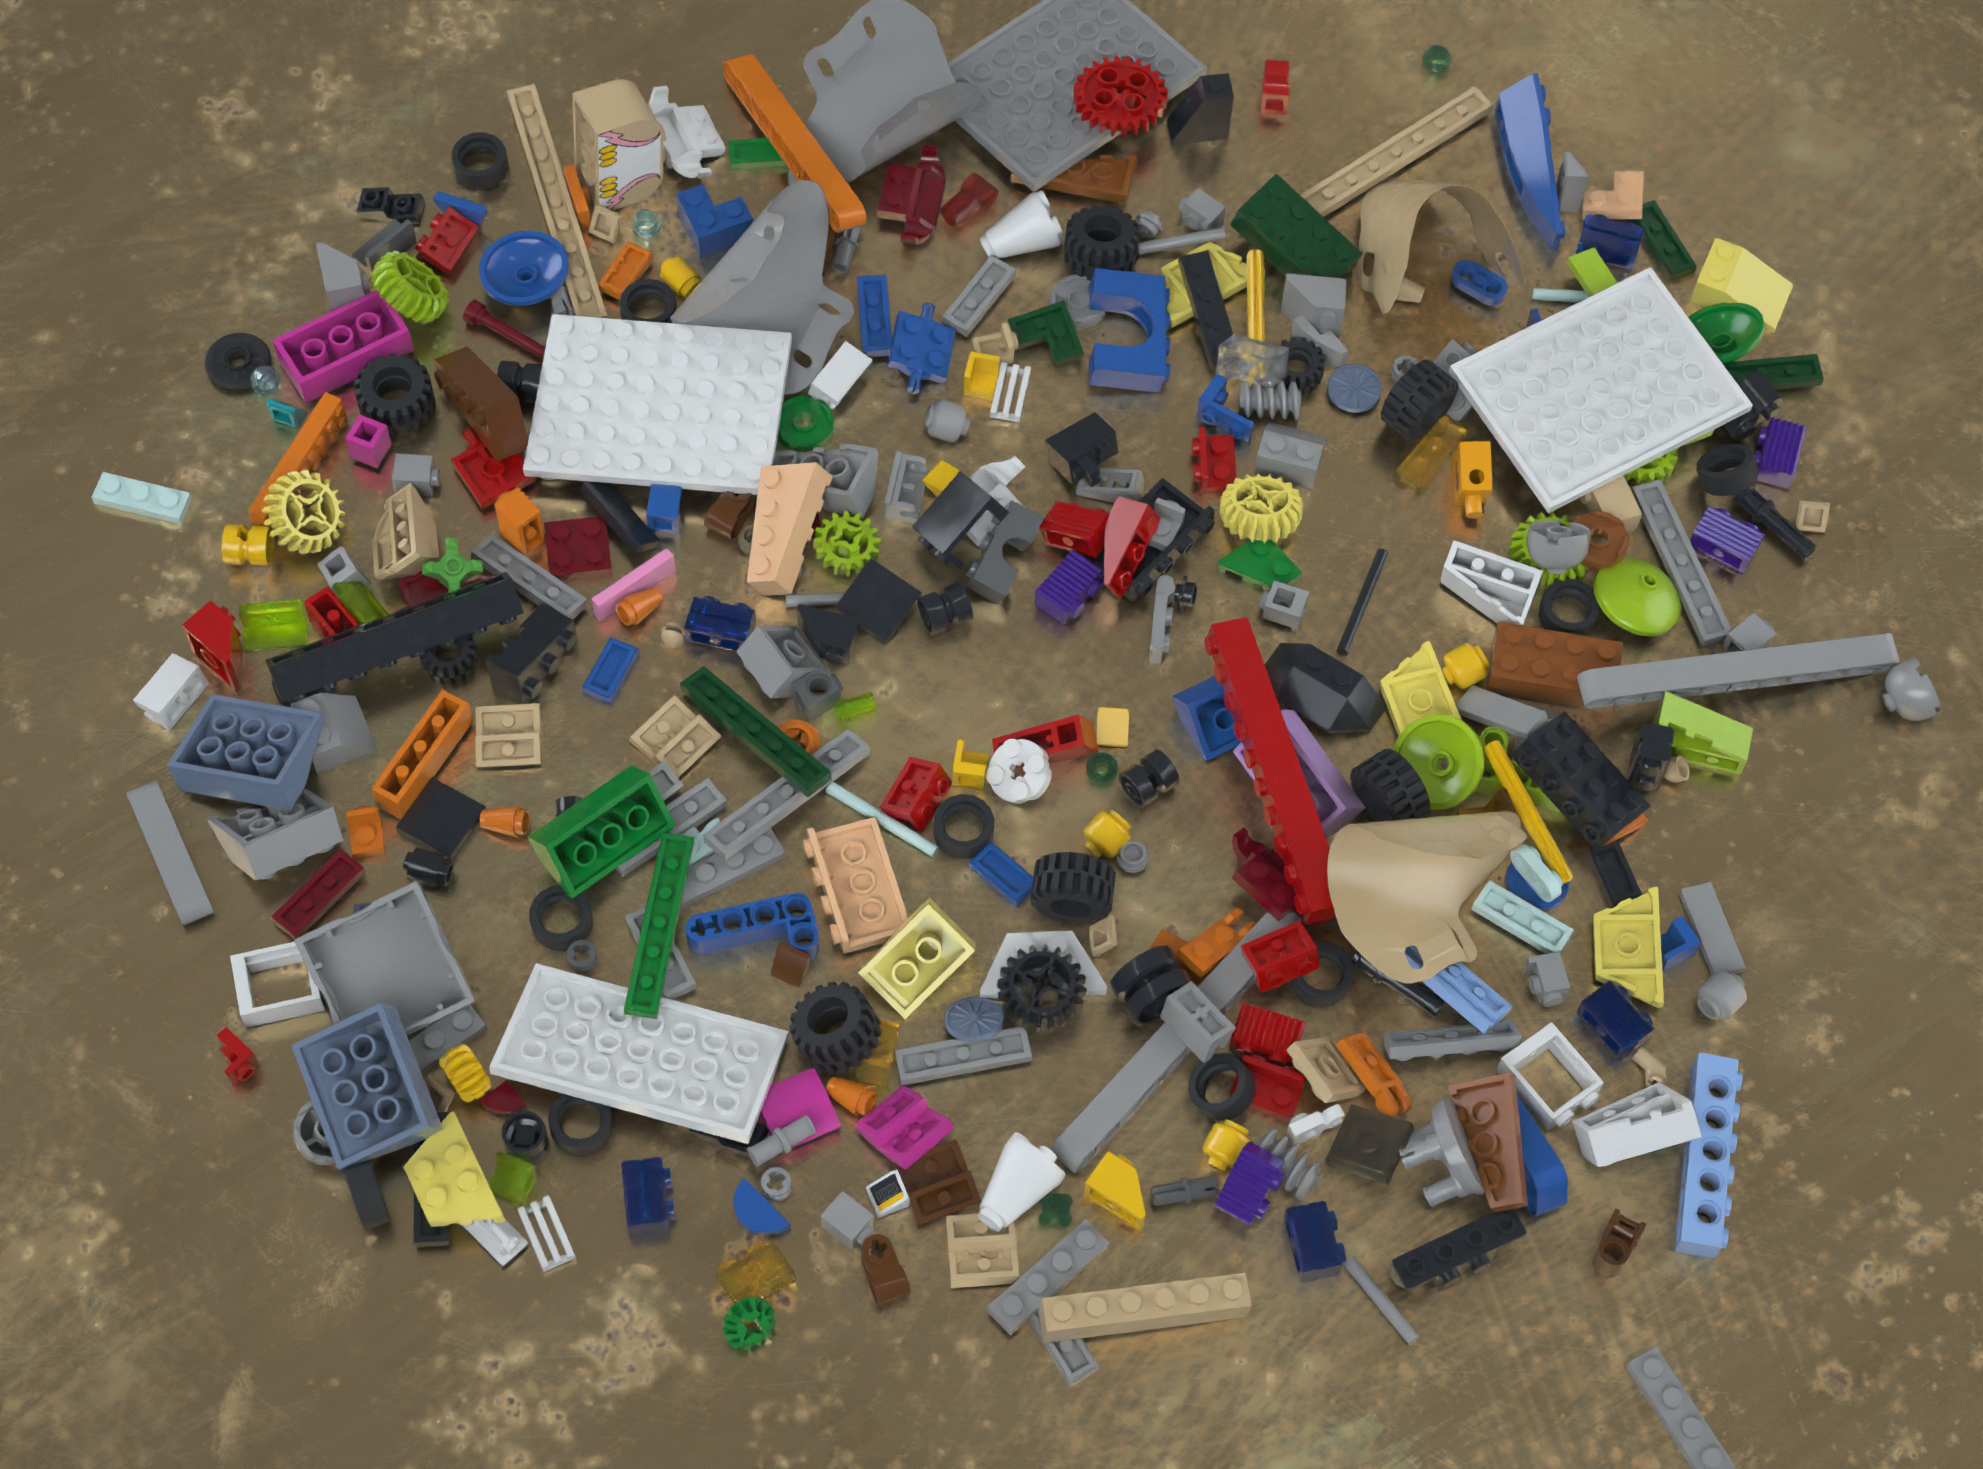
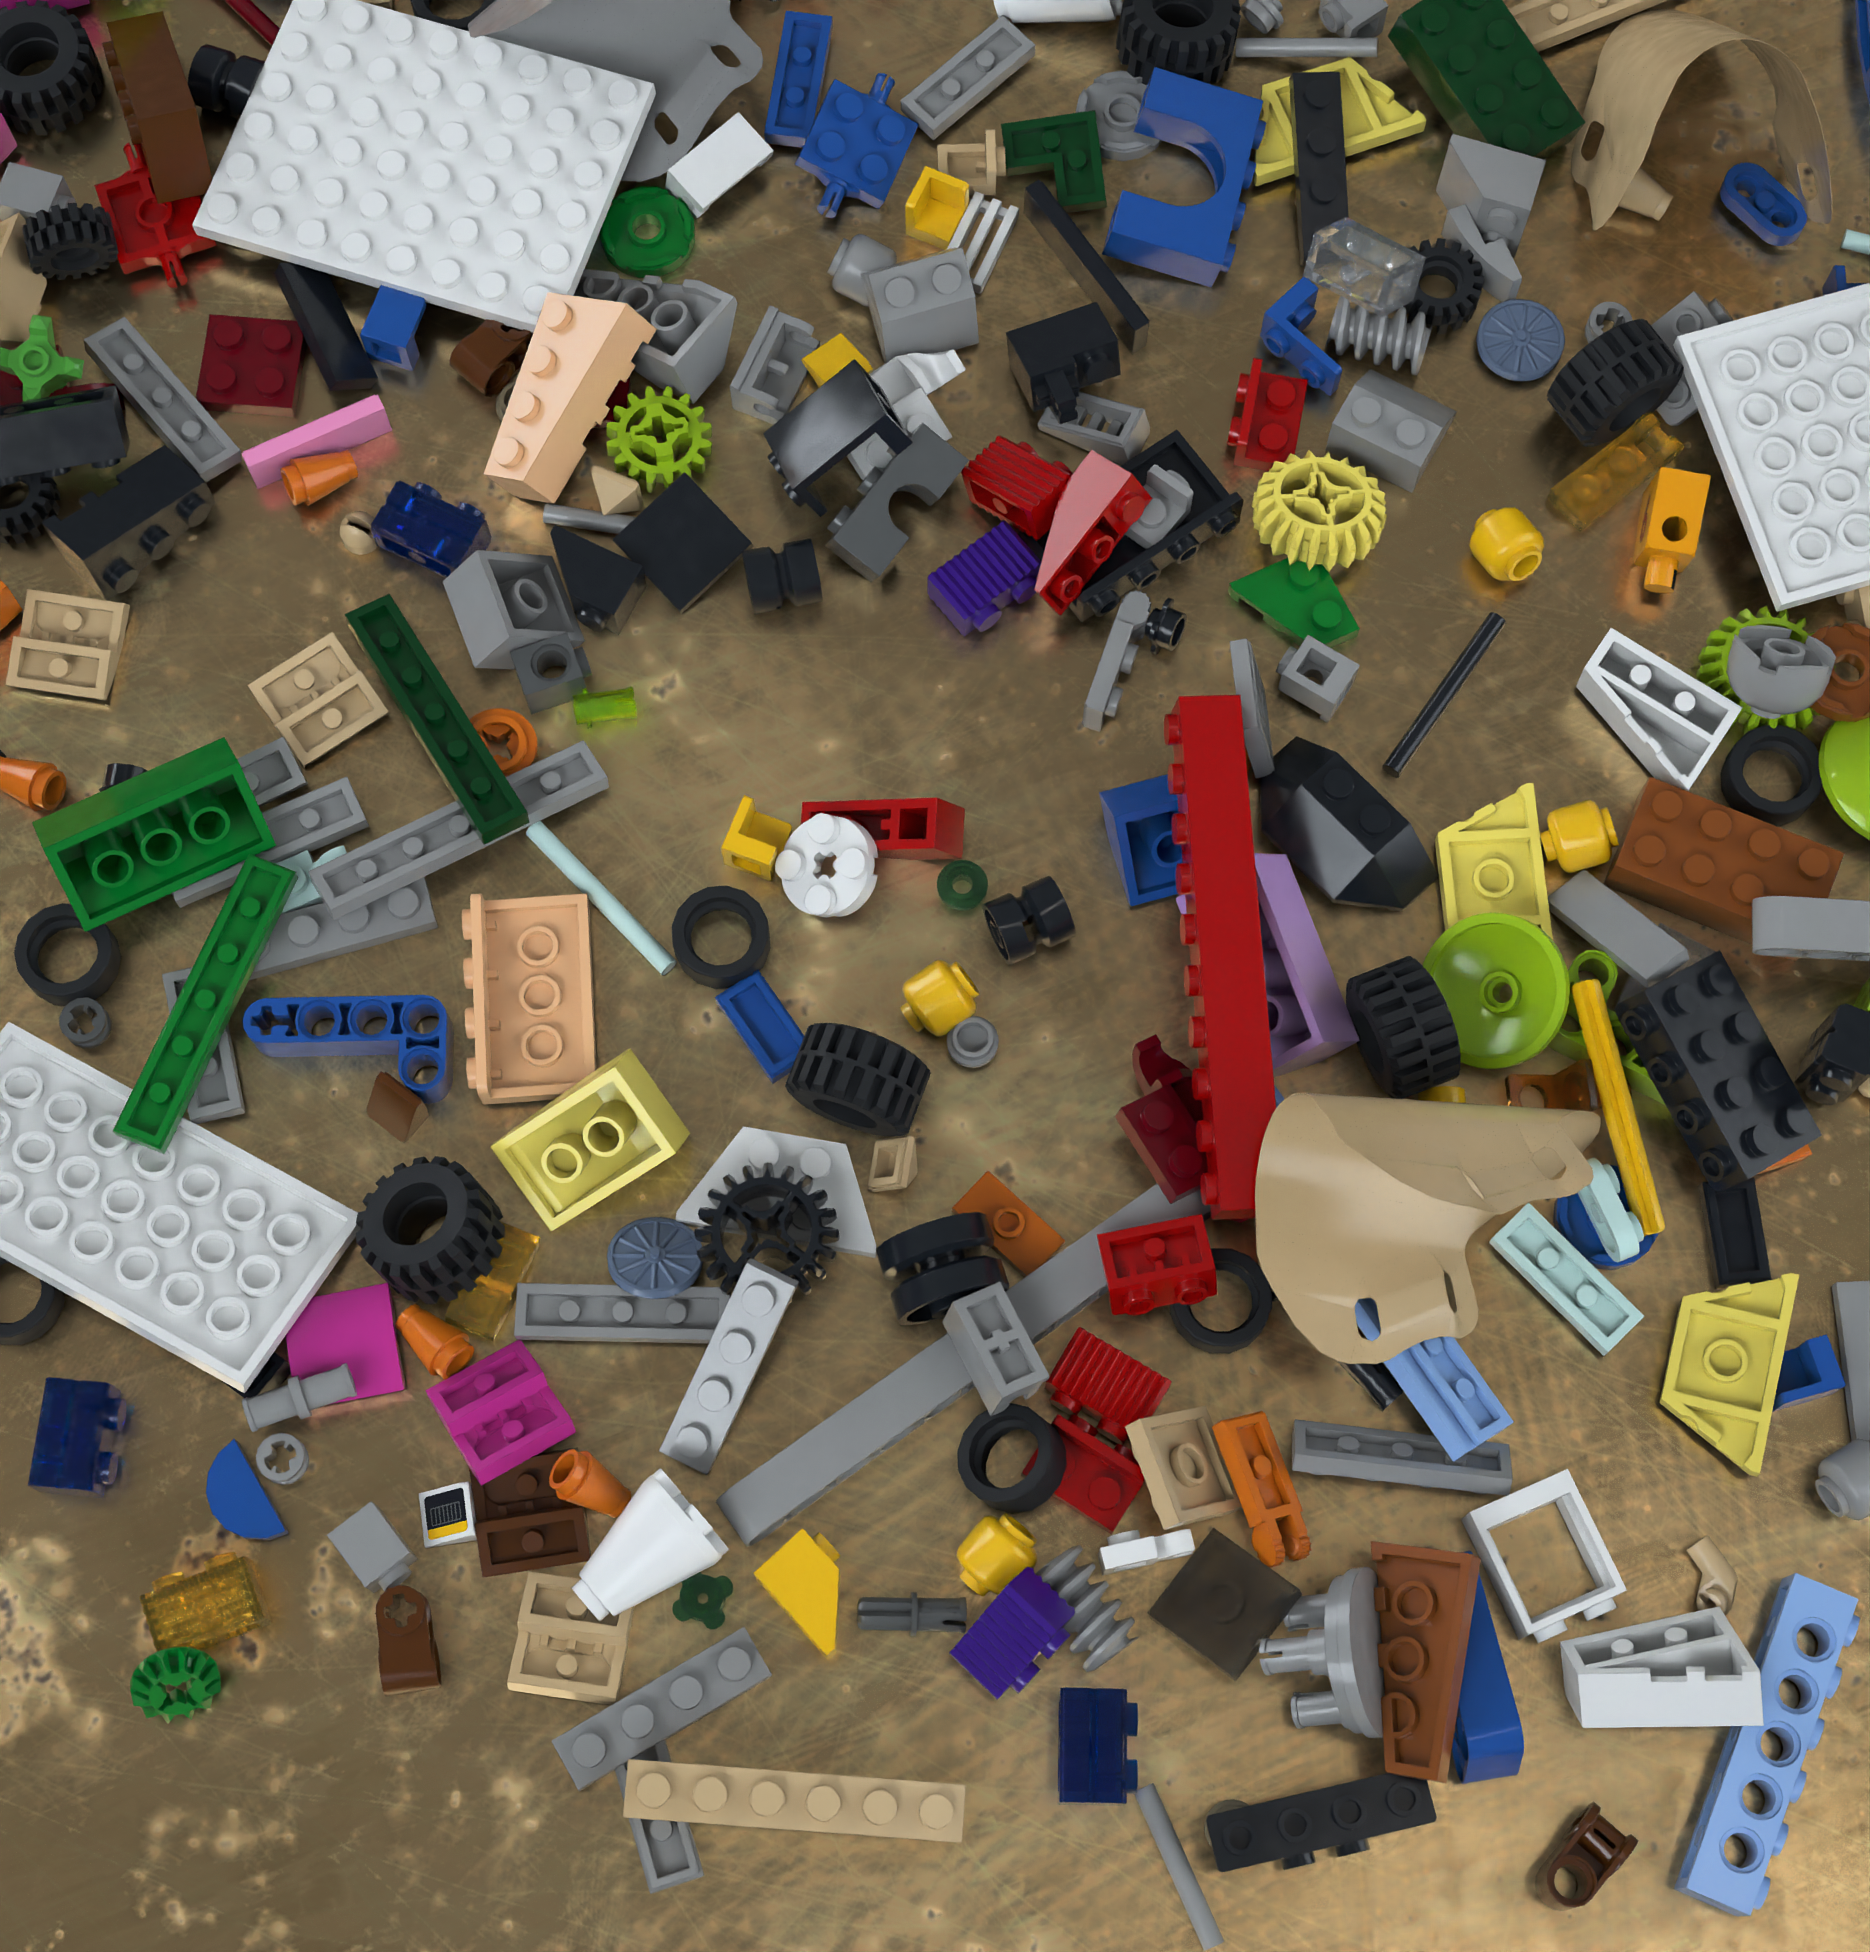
camera: 15 degrees right, 10 degrees up
(448, 493) = (70, 241): none -> black tyre
(520, 522) = (166, 307): orange brick -> none
(610, 670) = (250, 570): blue tile -> none
(828, 578) = (616, 491): none -> tan slope
(917, 792) = (663, 867): red bracket -> none
(970, 1155) = (587, 1483): none -> orange cone
(989, 433) = (923, 304): none -> light grey slope
(1038, 1068) = (728, 1366): none -> plate
(1080, 391) = (1086, 266): none -> black tile
(1112, 727) = (995, 822): yellow slope -> none
(1213, 944) = (1061, 1217): orange hinge -> none
(1245, 610) = (1254, 707): none -> light grey plate
(1255, 296) = (1399, 160): yellow axle -> none
(1378, 506) = (1507, 544): none -> yellow head
(1547, 978) = (1581, 1389): light grey brick -> none
(1616, 1019) = (1676, 1481): clear blue brick -> none

